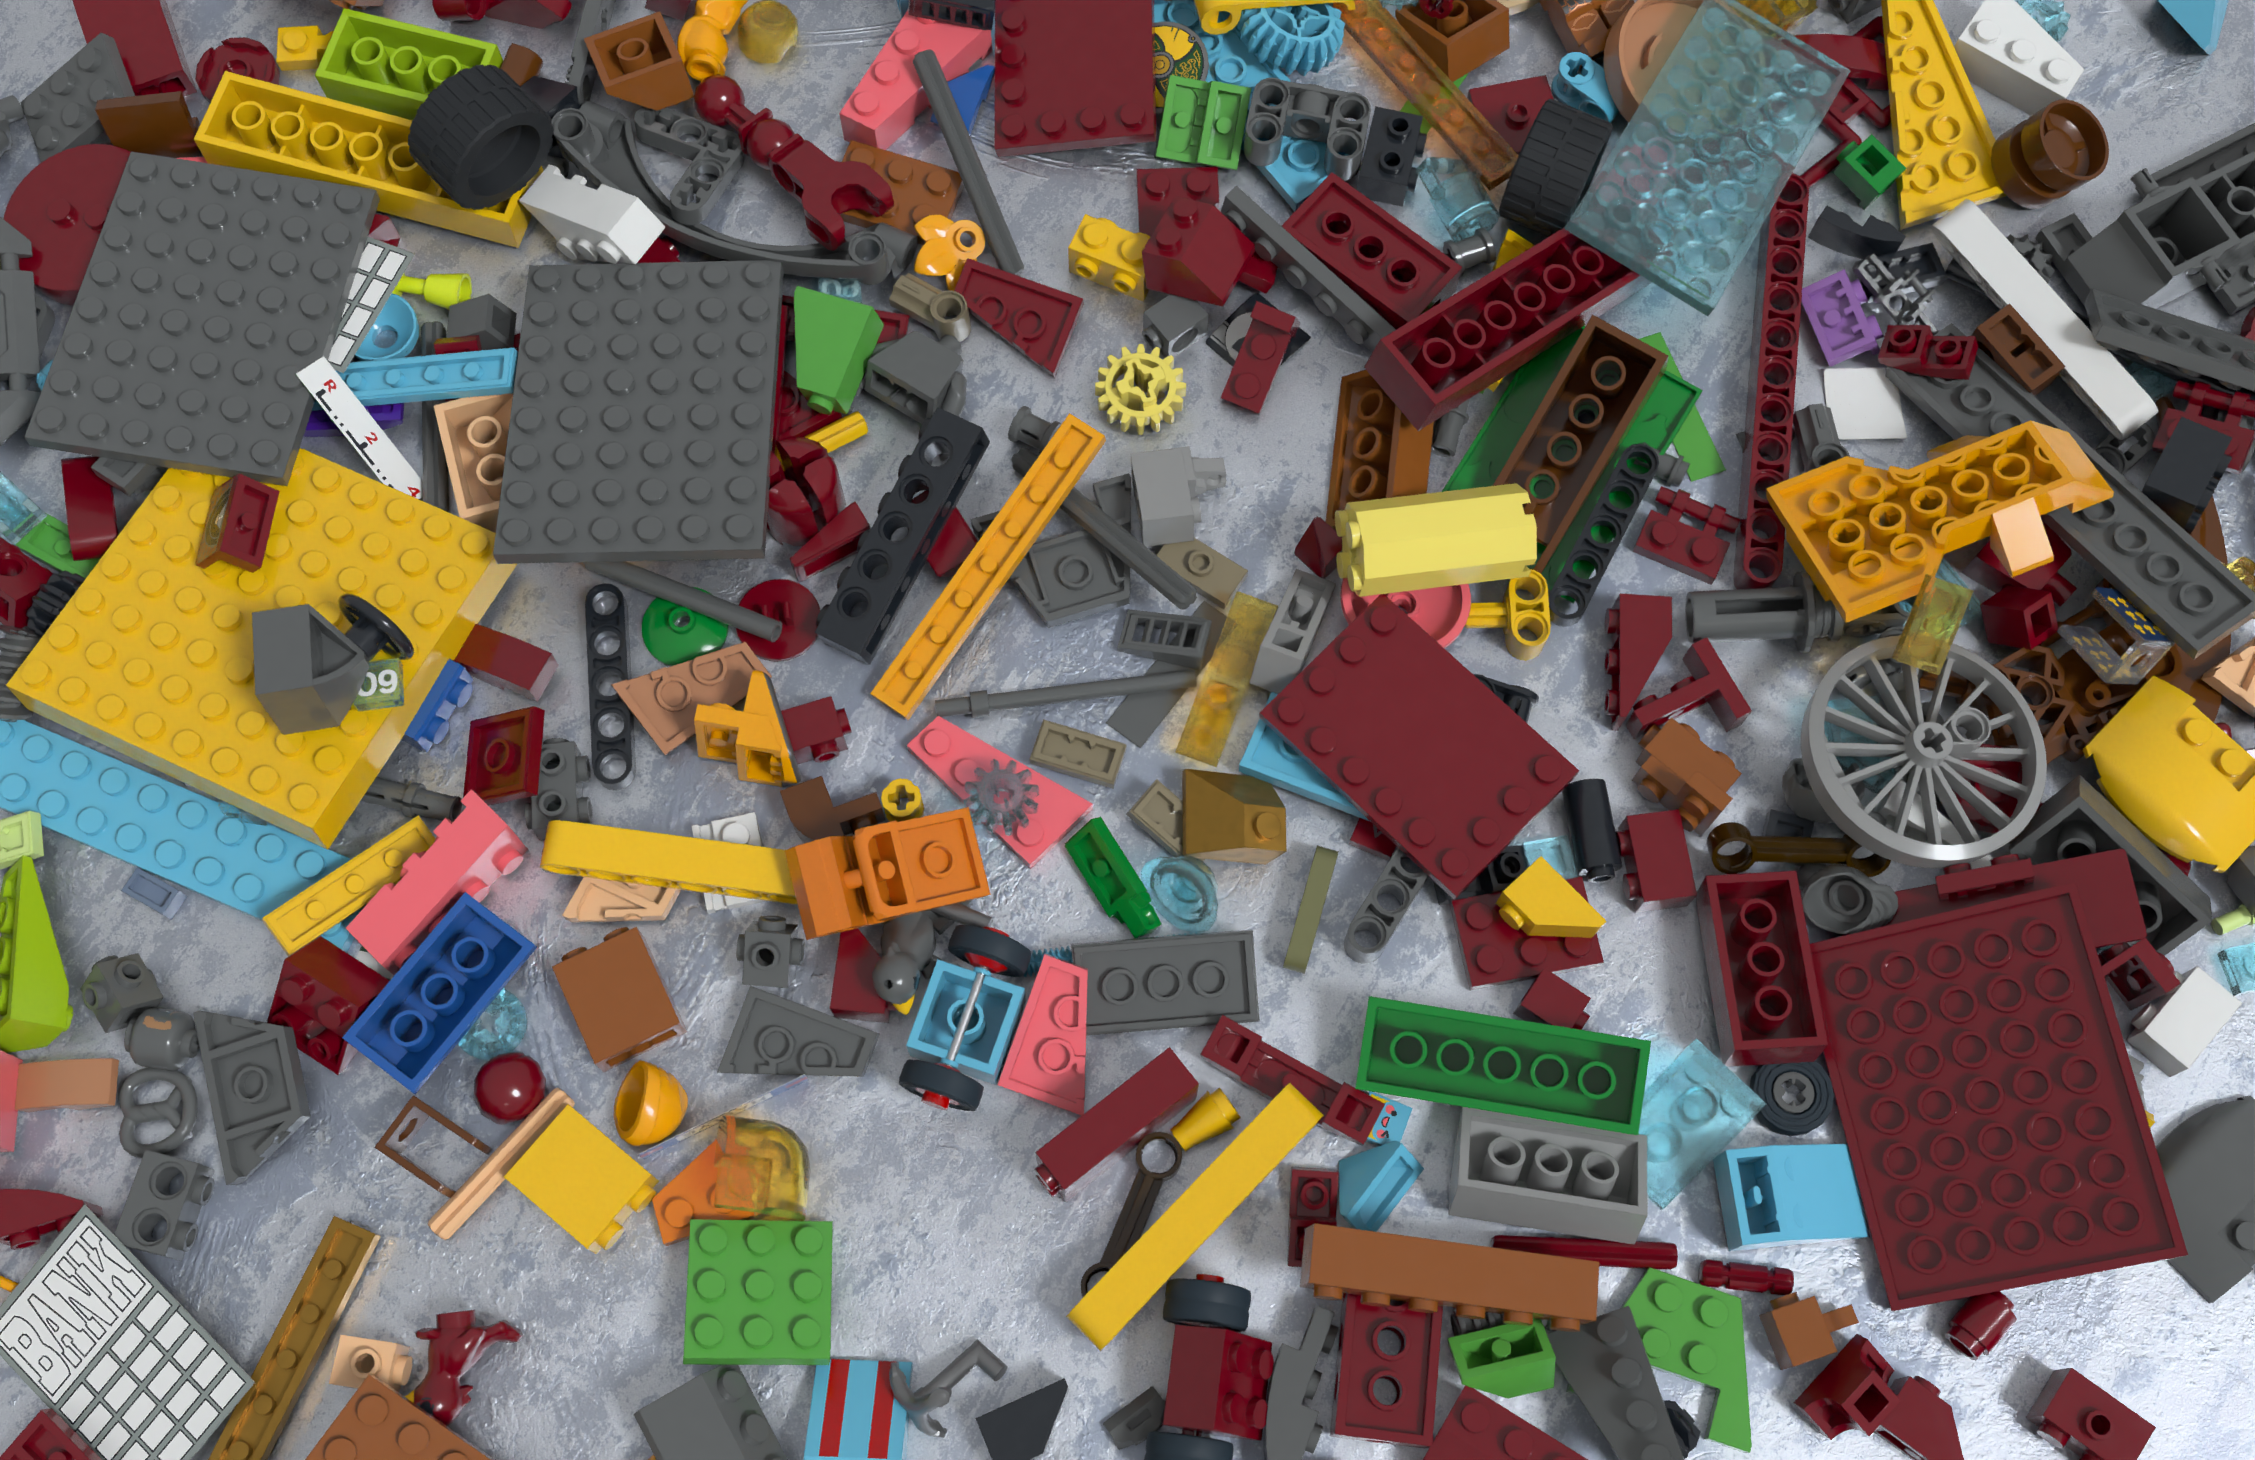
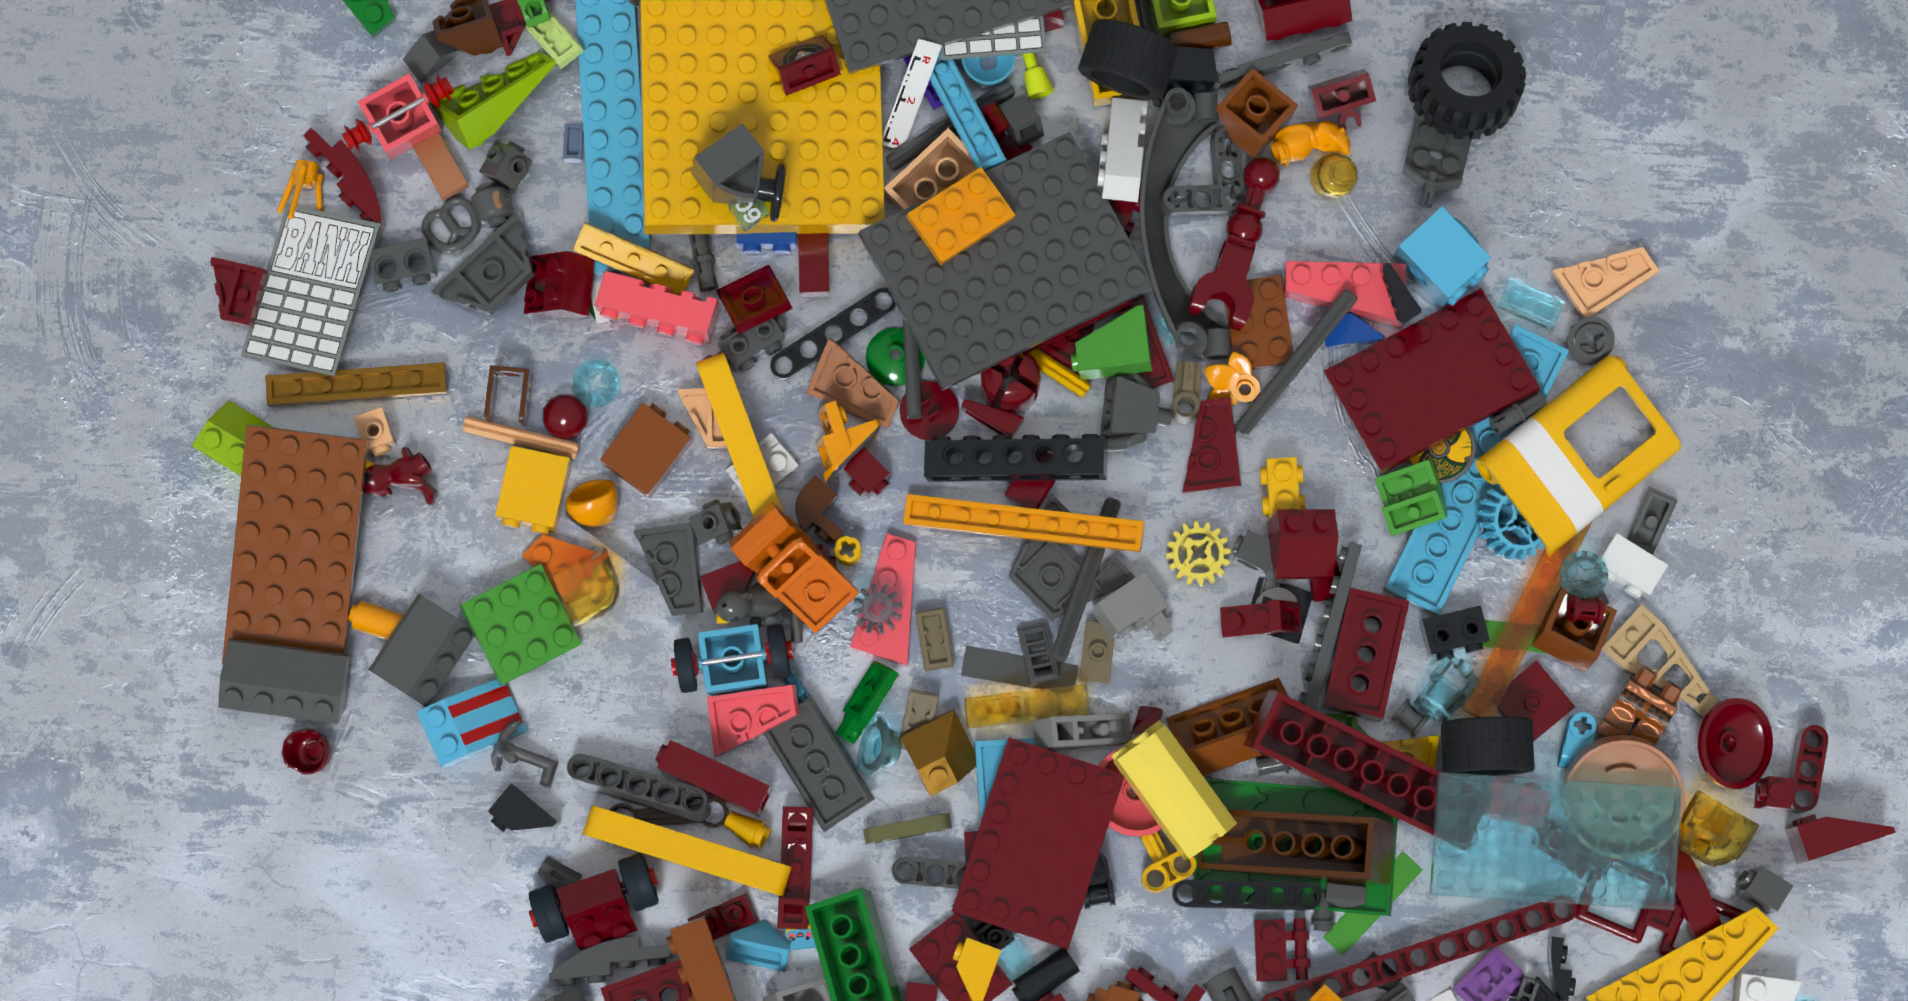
camera: 65 degrees right, 10 degrees up
(439, 993) = (595, 349): blue slope -> none
(552, 424) = (960, 216): none -> light orange plate
(981, 703) = (937, 564): dark grey bar -> none
(1031, 429) = (1134, 502): dark grey bush -> none
(1052, 1243) = (649, 797): none -> dark grey beam
(1159, 187) = (1352, 504): dark red wing -> none
(1307, 114) = (1450, 565): dark grey beam -> none
(1639, 636) = (1184, 952): dark red slope -> none
(1654, 422) = (1345, 894): none -> dark grey piece
(1868, 169) = (1612, 966): green brick -> none

